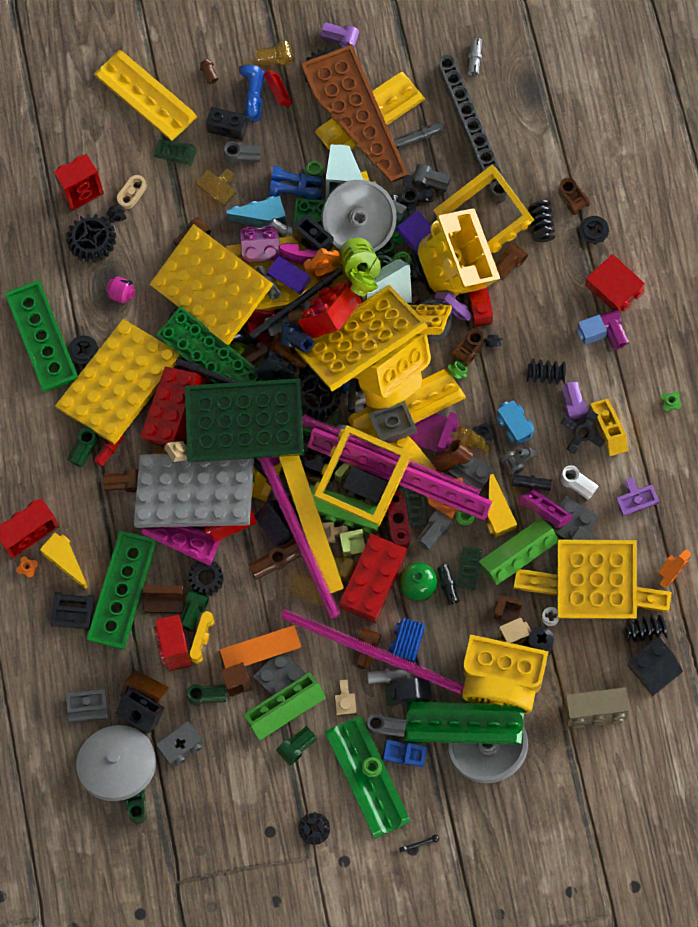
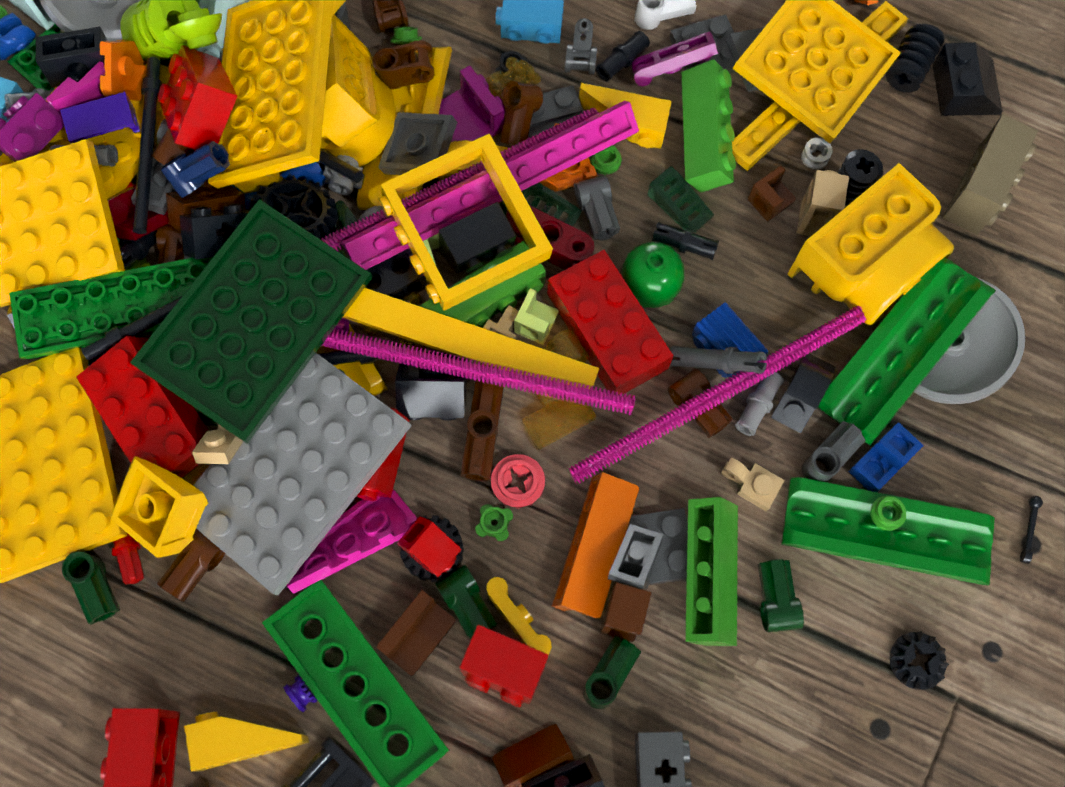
camera: 60 degrees left, 0 degrees up
(102, 569) = (300, 693): none -> dark purple bush
(133, 448) = (158, 508): none -> yellow slope
(201, 573) = (429, 546): none -> red brick
(238, 591) = (491, 513): none -> bright green plate
(261, 585) = (522, 466): none -> coral gear
(263, 666) = (636, 557): none -> slope
(390, 642) = (728, 360): none -> dark grey pin
(435, 386) = (402, 66): none -> reddish brown piece

